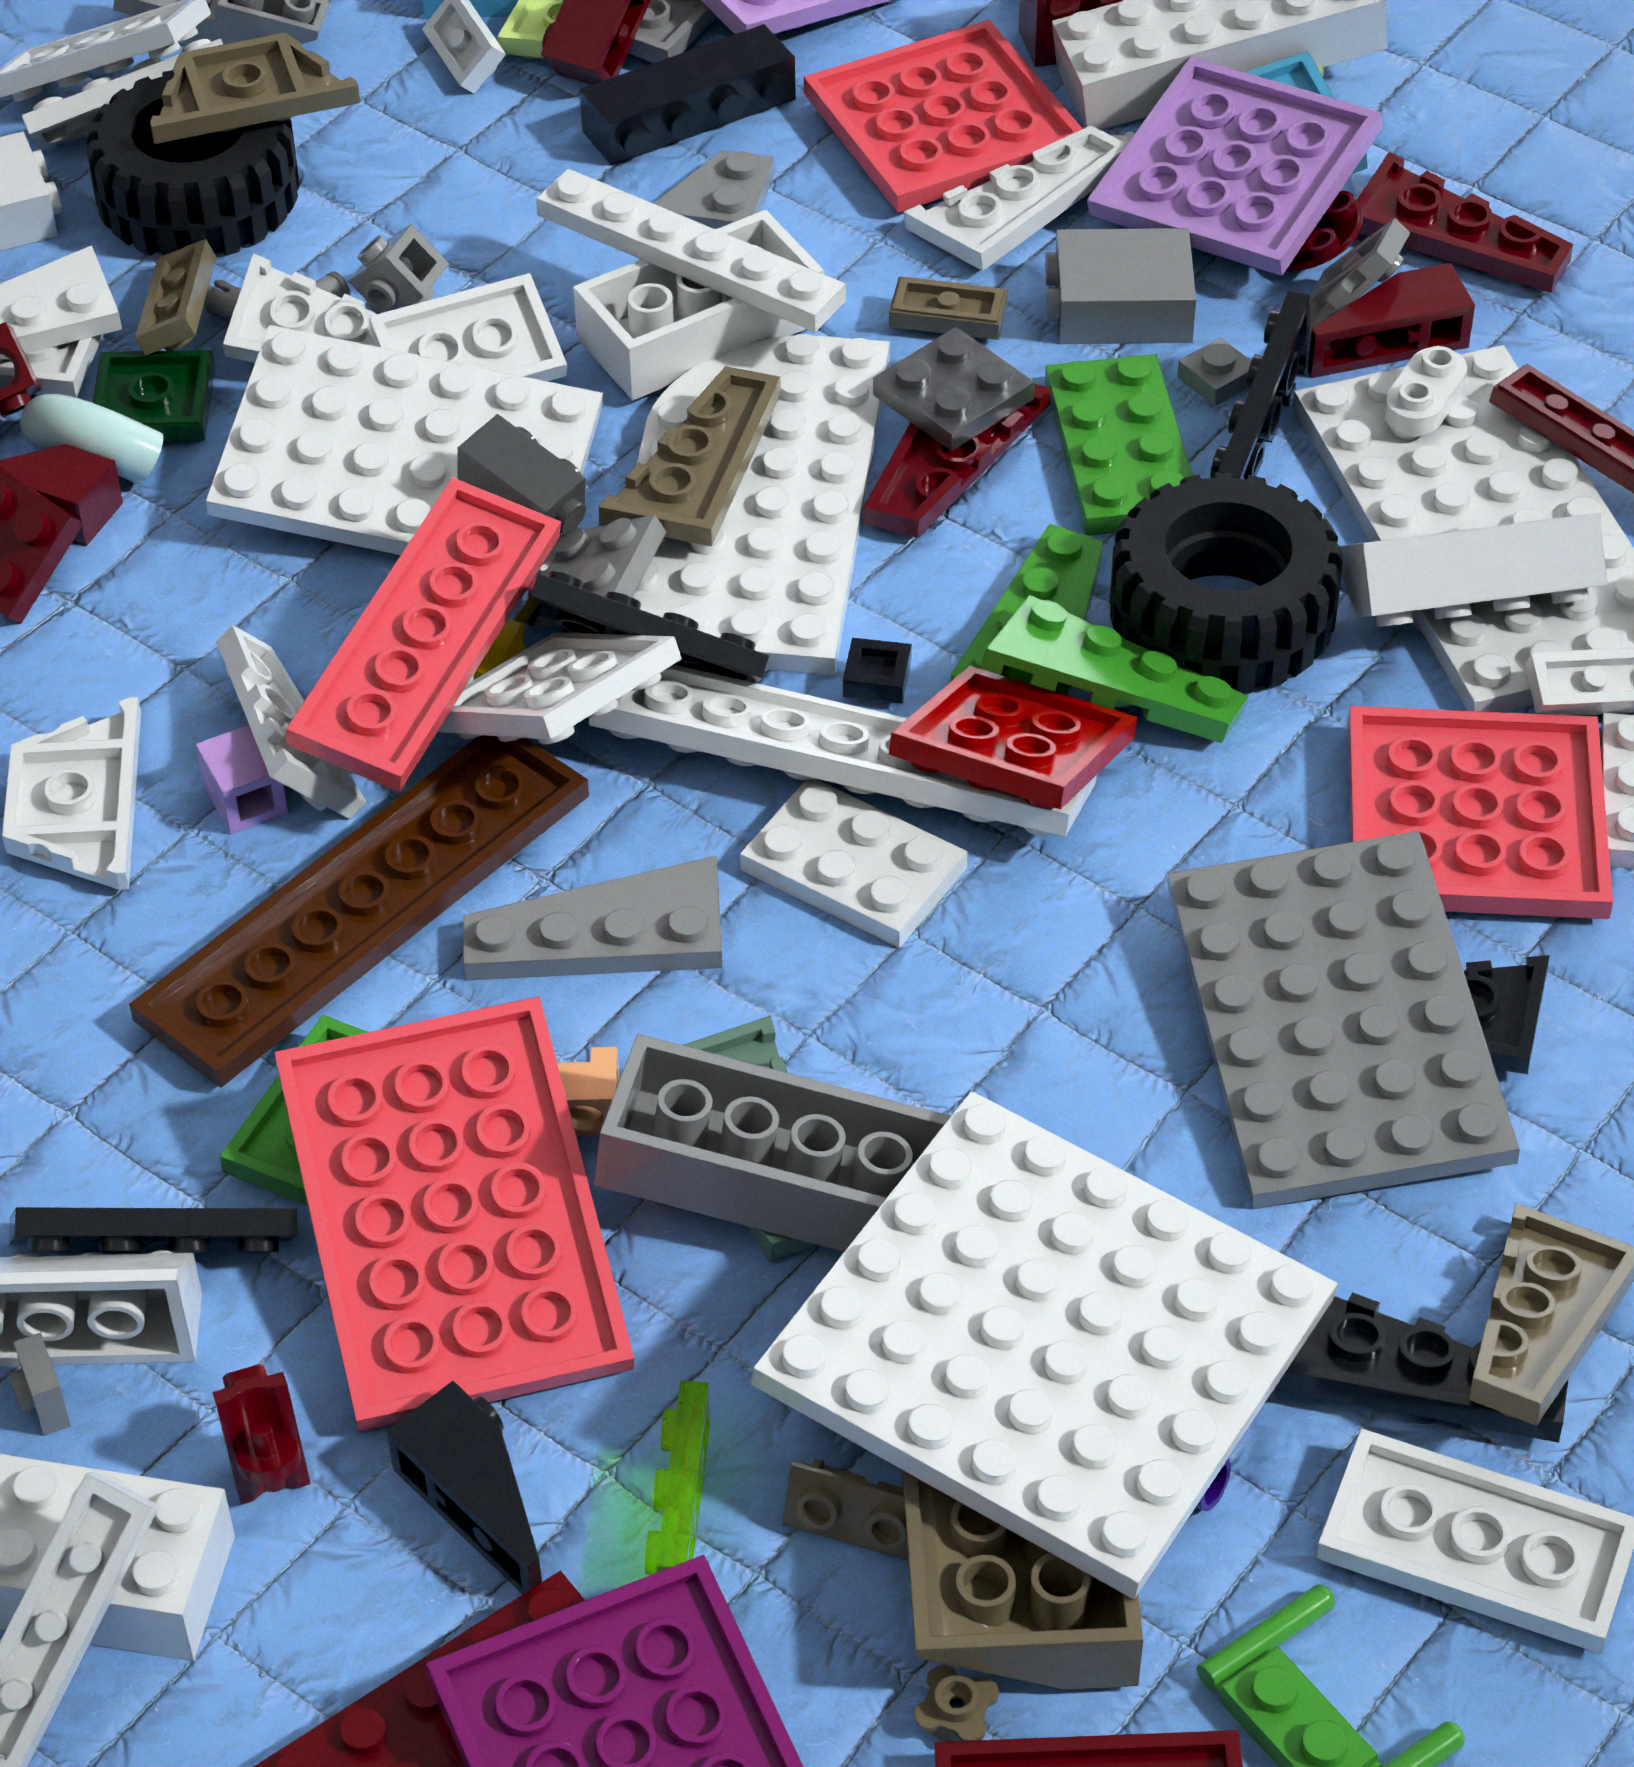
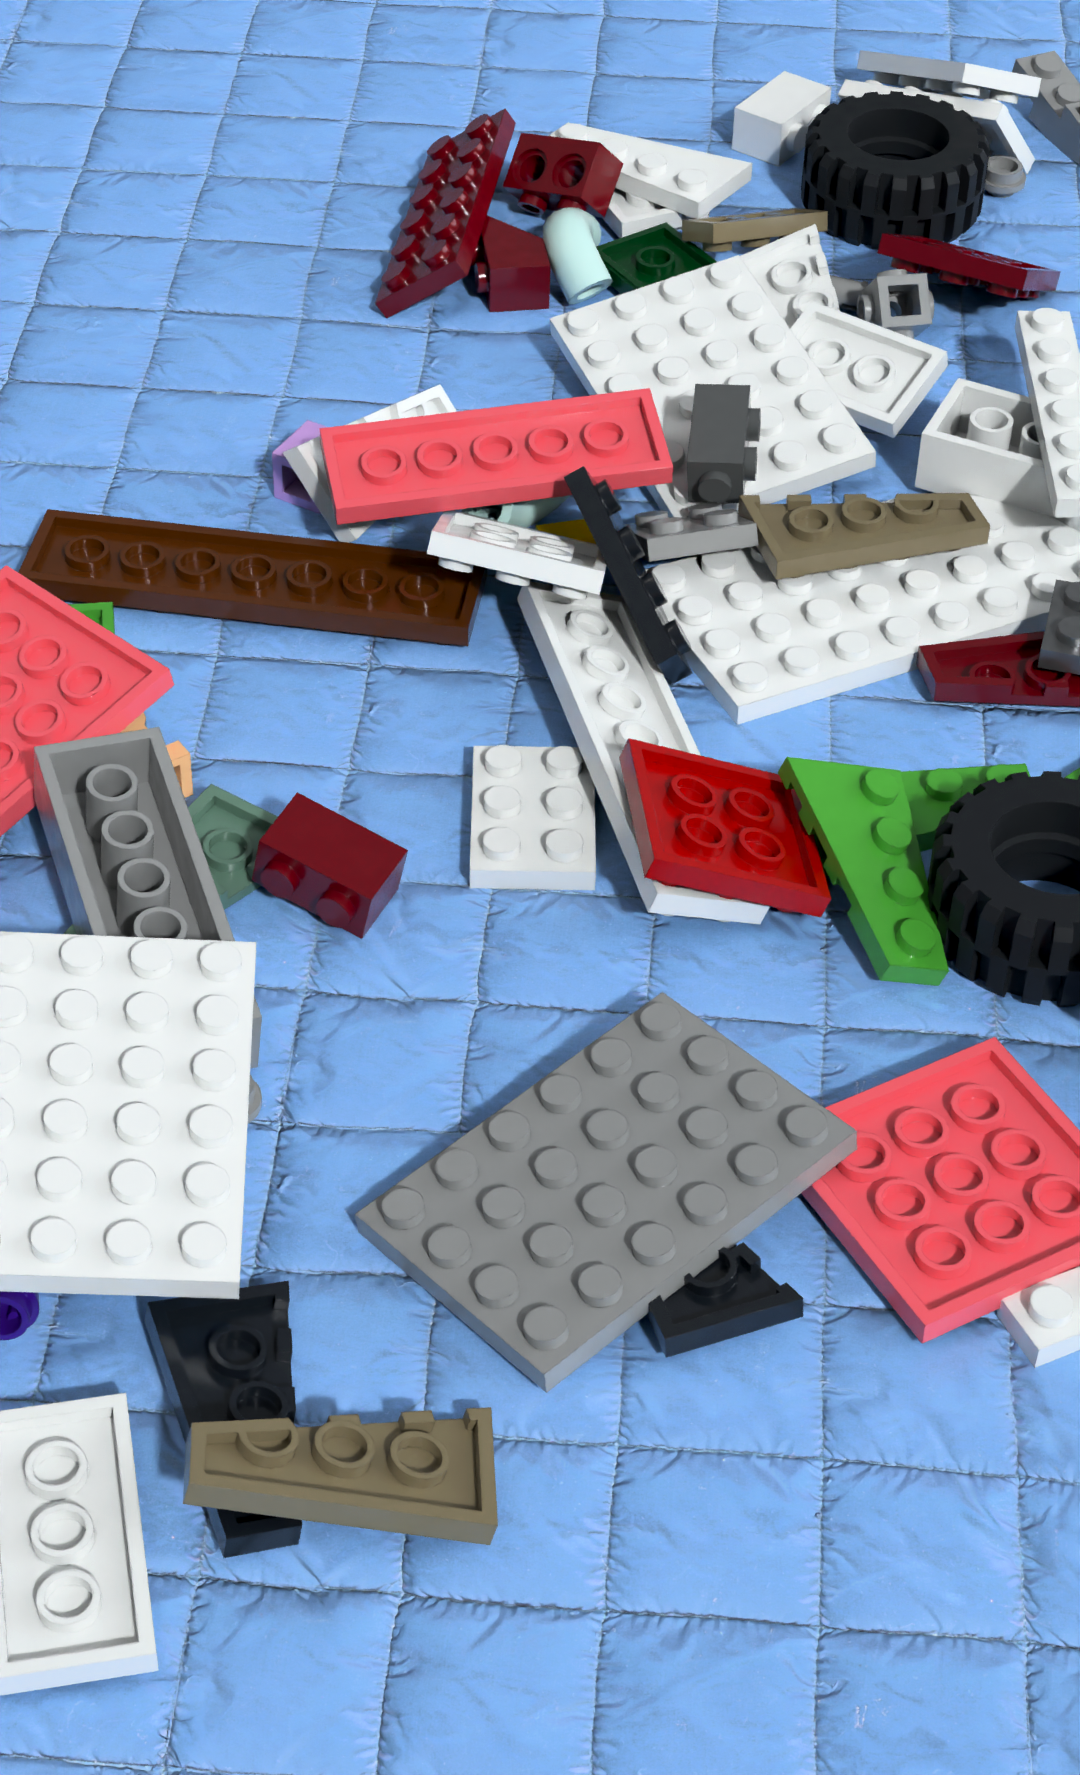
camera: 55 degrees right, 5 degrees down
(76, 797) = (234, 404): white wing -> none
(247, 86) = (955, 128): dark tan wing -> none
(393, 192) = (967, 266): none -> dark red plate
(615, 926) = (342, 717): light grey wing -> none
(838, 1017) = (329, 865): none -> dark red brick
(877, 670) = (749, 735): black plate -> none

